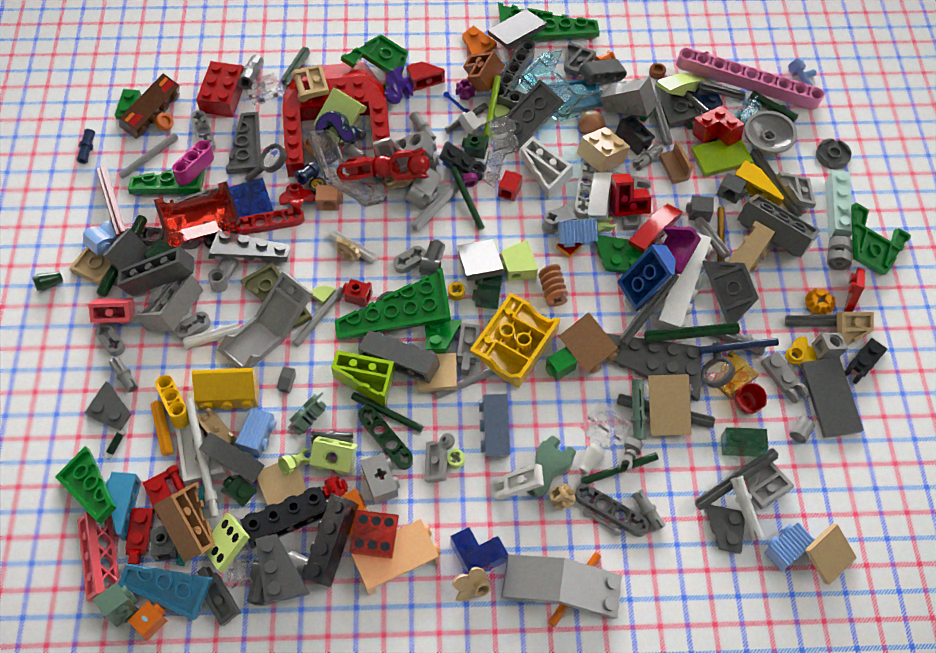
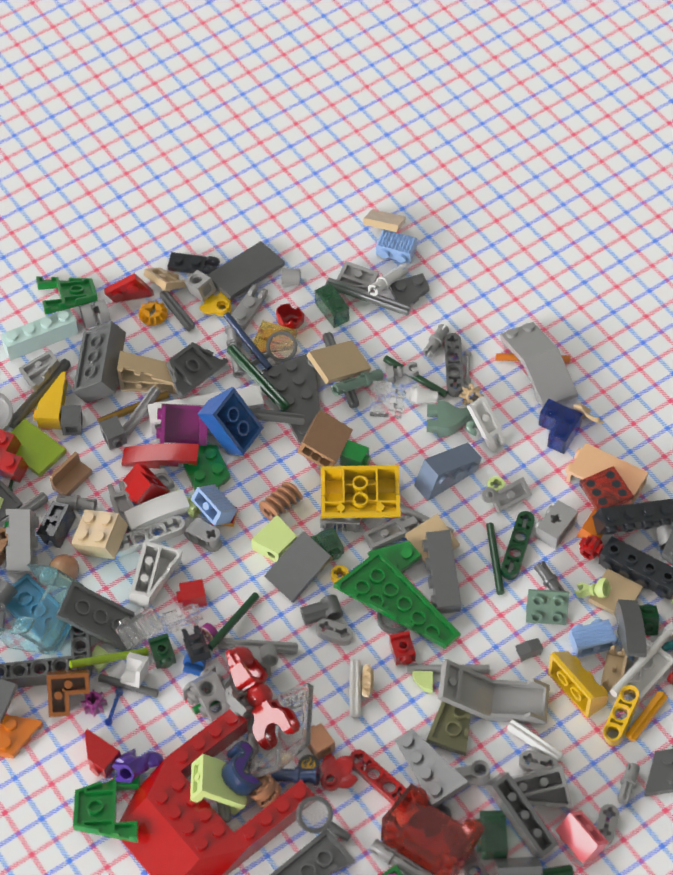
camera: 120 degrees left, 5 degrees down
(251, 198) = (367, 811): clear blue hinge -> none
(316, 81) = (195, 827): tan plate -> none
(344, 450) = (565, 564): yellowish green brick -> none
(364, 374) = (478, 585): lime wedge -> none
(421, 124) = (170, 714): light grey pin -> none

